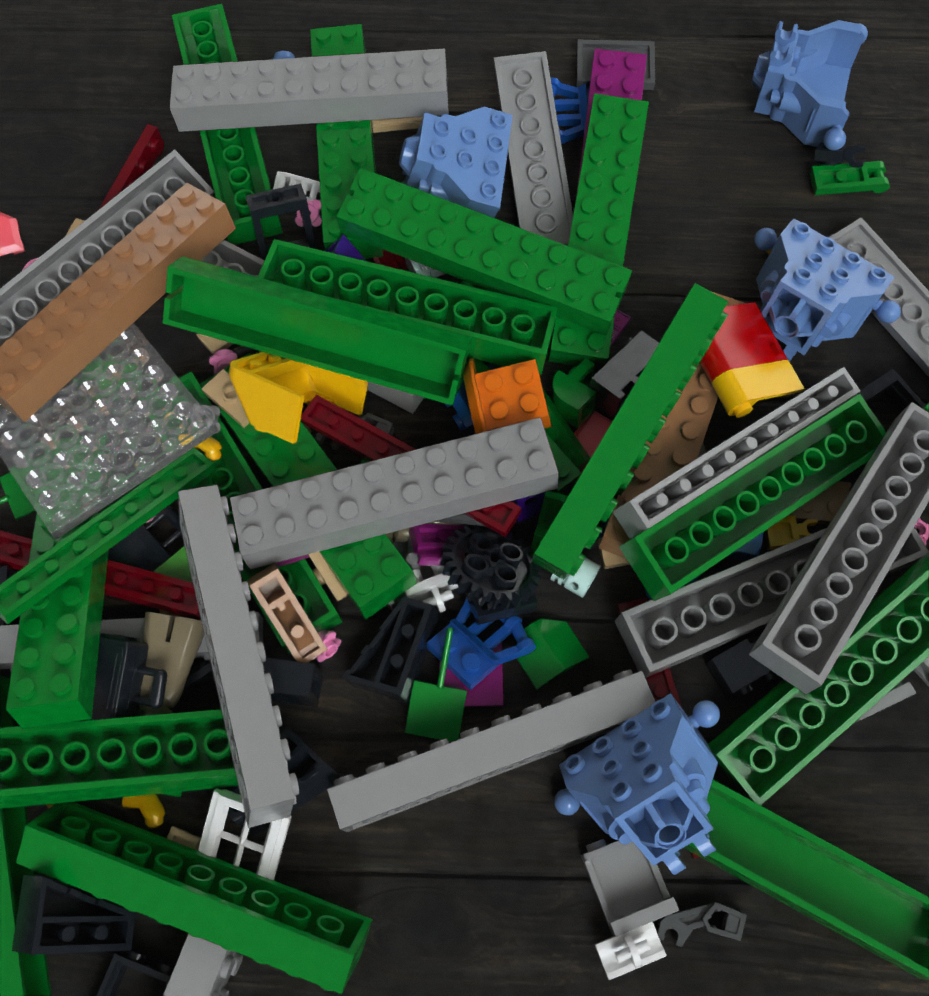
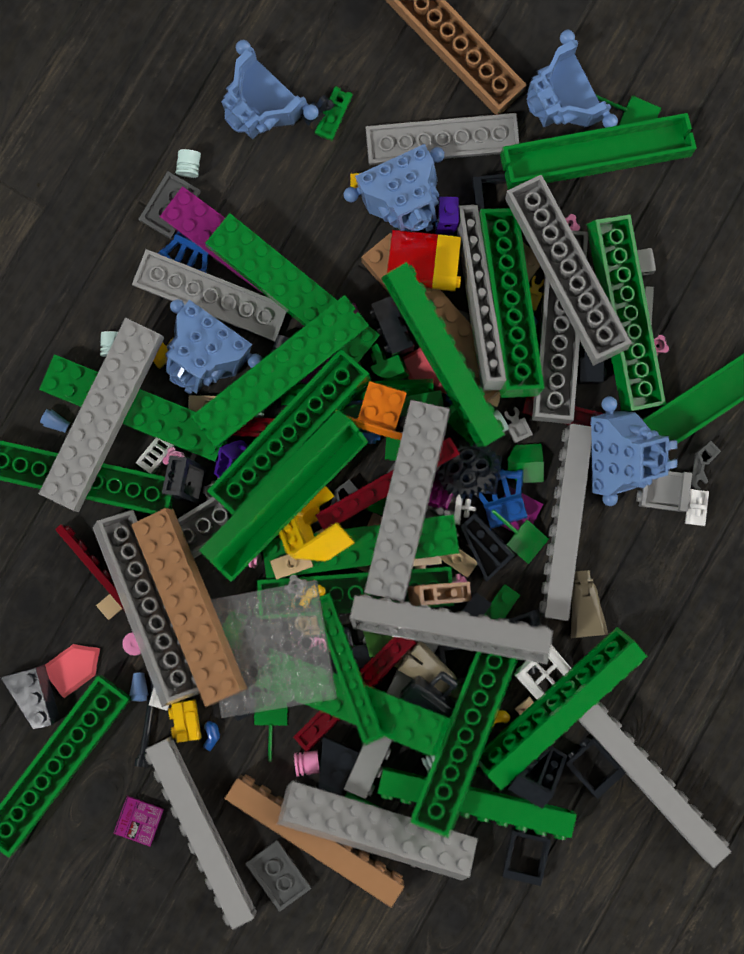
camera: 60 degrees left, 15 degrees up
(319, 722) = (502, 603): none -> green plate
(356, 630) = (460, 562): none -> tan plate
(374, 859) = (587, 614): none -> dark tan piece
(592, 611) = (518, 428): none -> light grey plate
(678, 56) = (188, 163): none -> light aqua piece
(823, 359) = (447, 214): none -> dark purple torso
(837, 761) = (663, 346): none -> bright pink plate

